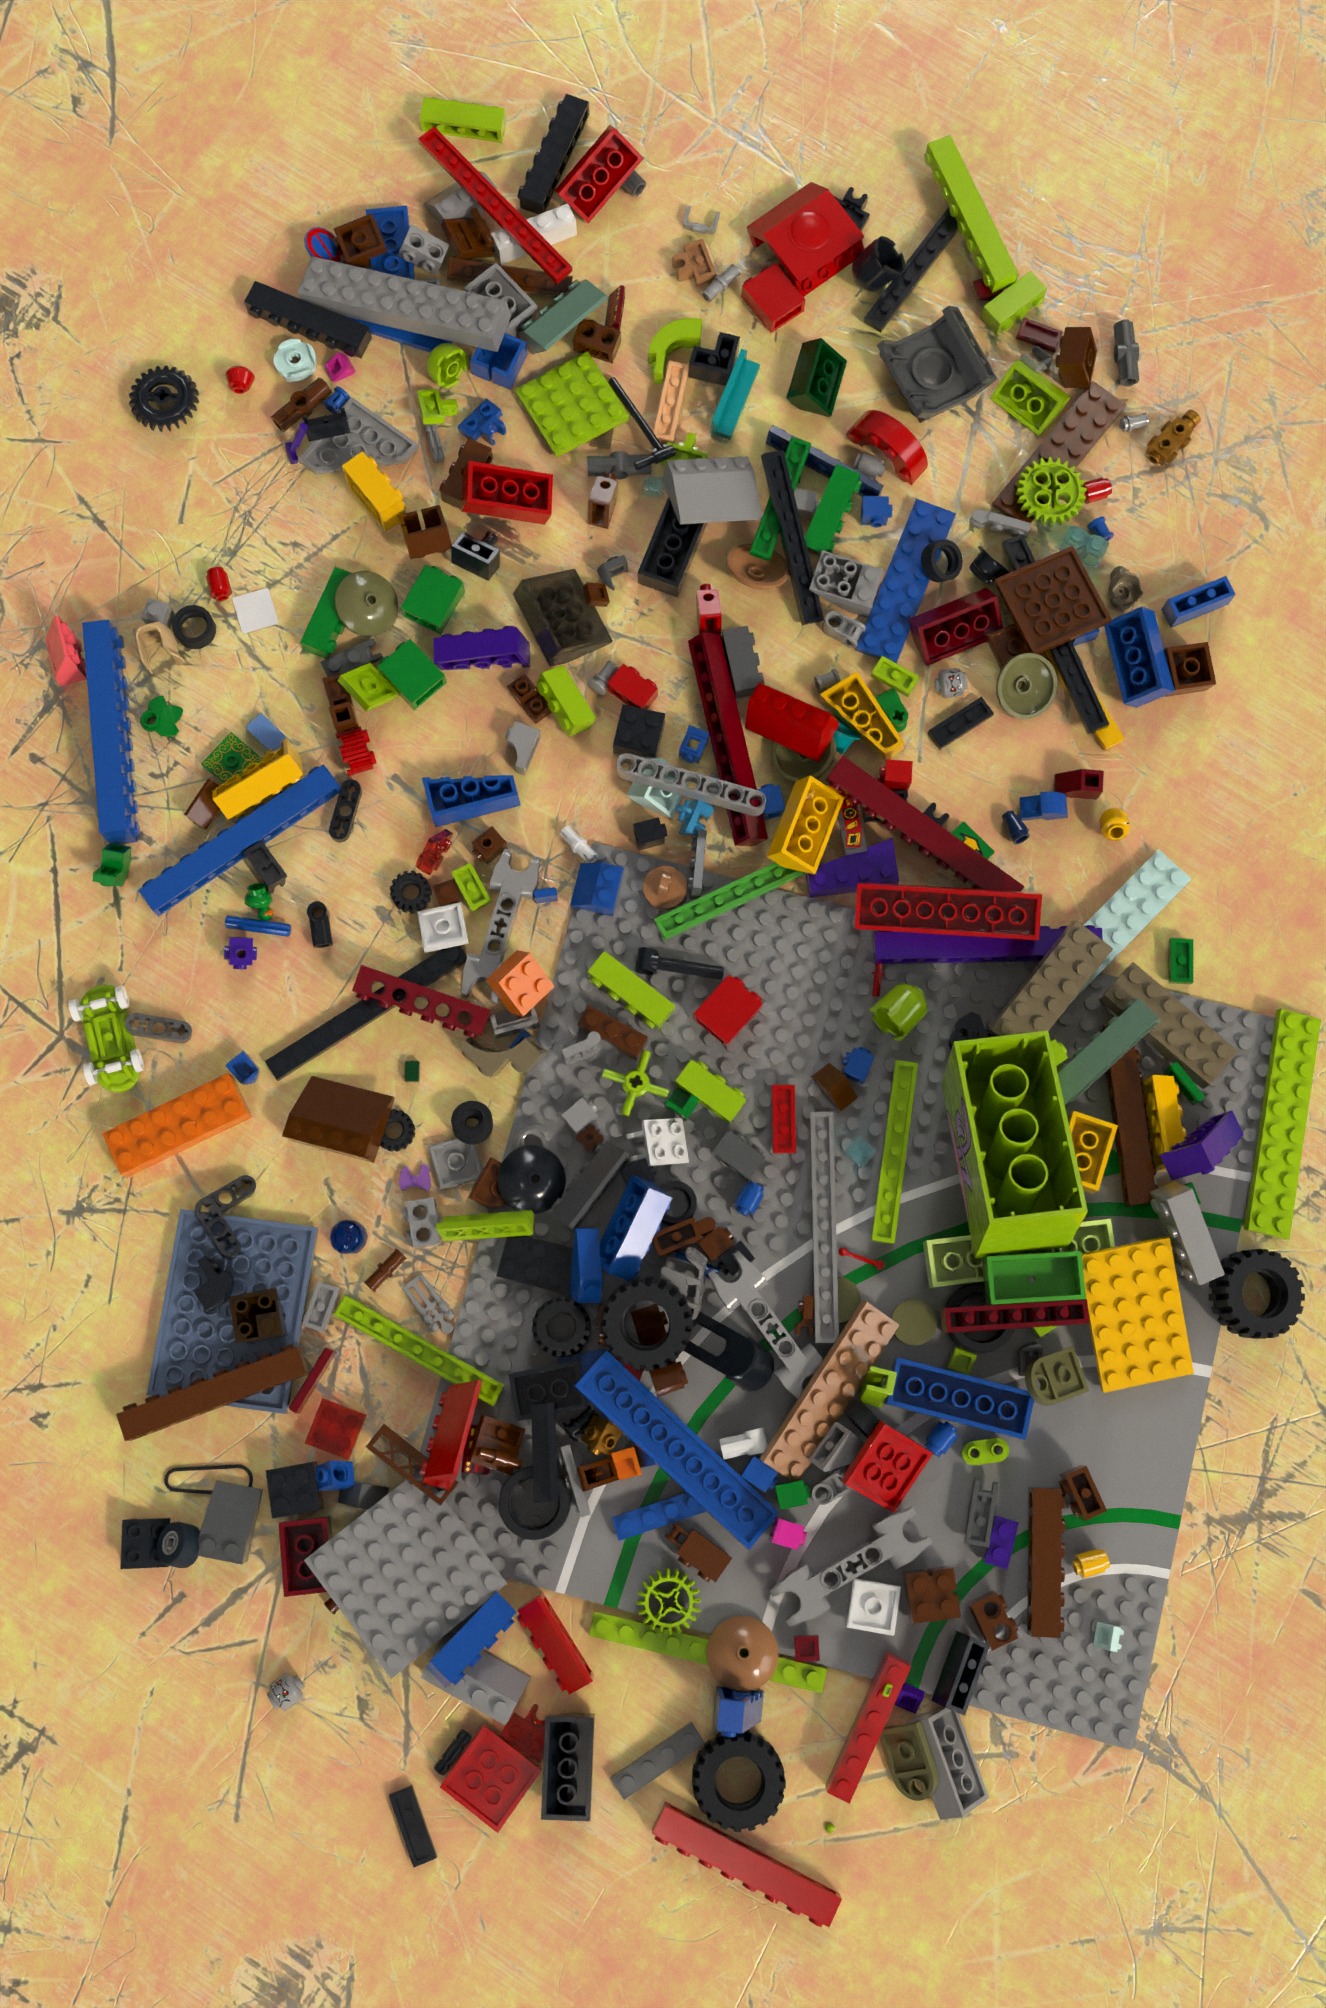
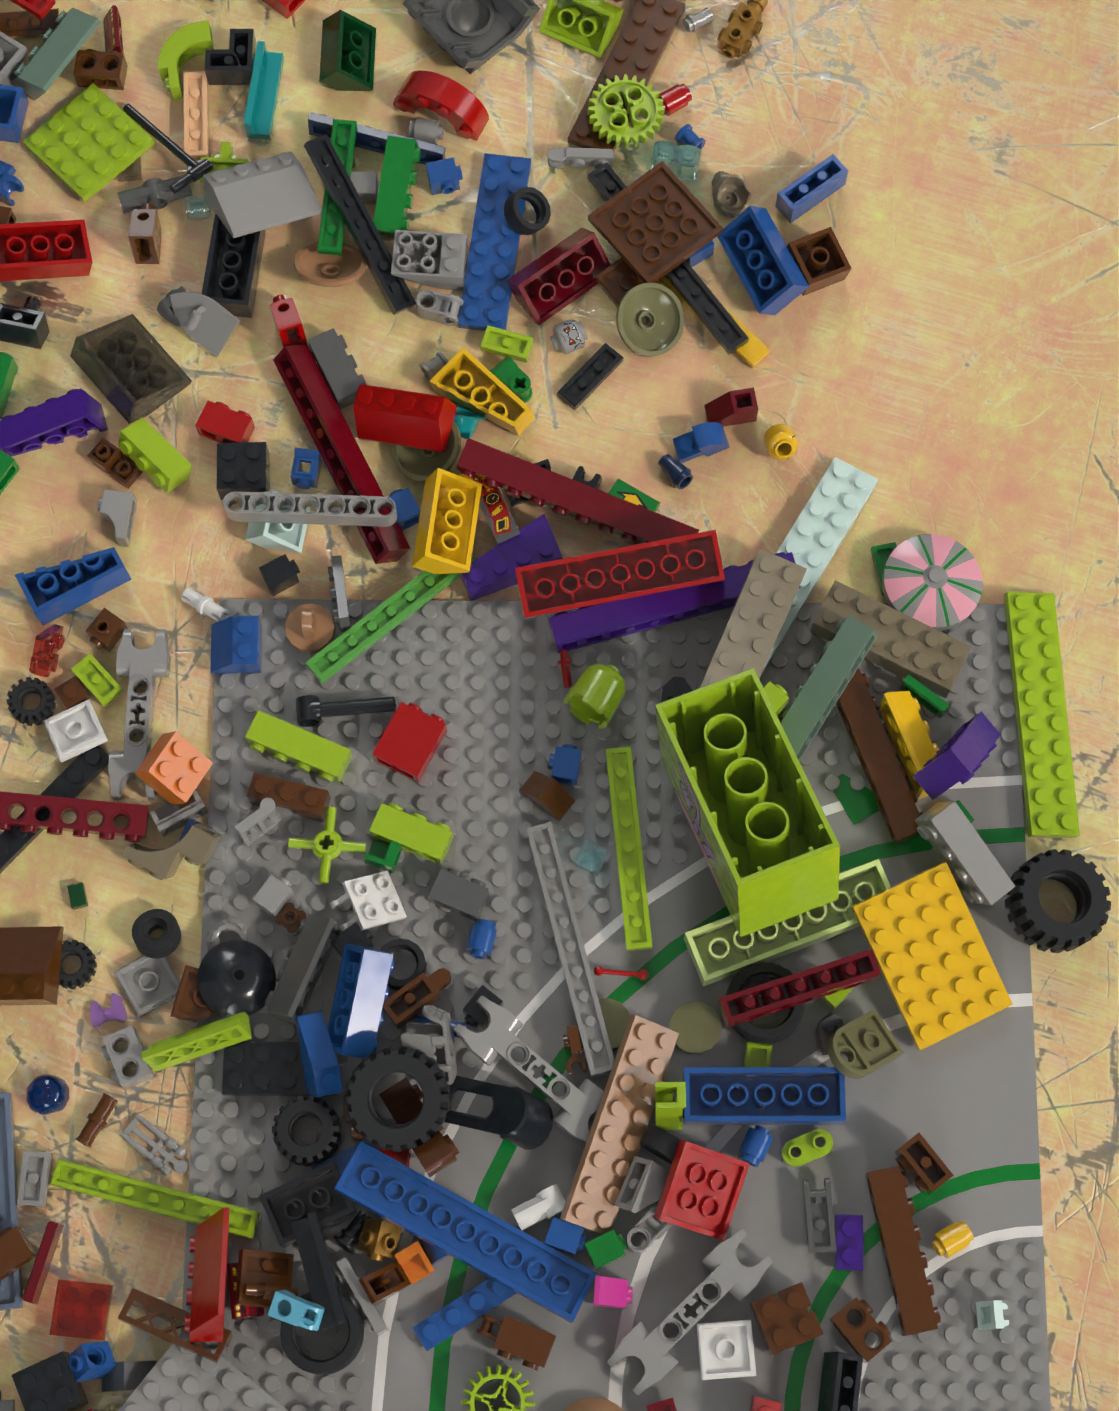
camera: 10 degrees left, 5 degrees down
(518, 1482) = (296, 1310): none -> medium azure leg
(545, 895) = (181, 668): blue tile -> none
(596, 594) = (162, 335): reddish brown plate -> none
(600, 680) = (186, 427): light grey pin -> none
(636, 590) = (204, 320): none -> light grey shield
(692, 813) = (327, 534): dark azure hips -> none
(716, 1243) = (456, 996): reddish brown brick -> none
(783, 1119) = (499, 843): red plate -> none
(896, 774) = (531, 445): red brick -> none
(987, 568) = (576, 206): black piece -> none
(1055, 1275) = (831, 931): bright green piece -> none
(1092, 1146) = (837, 788): yellow brick -> none
(1217, 982) = (932, 580): none -> dish

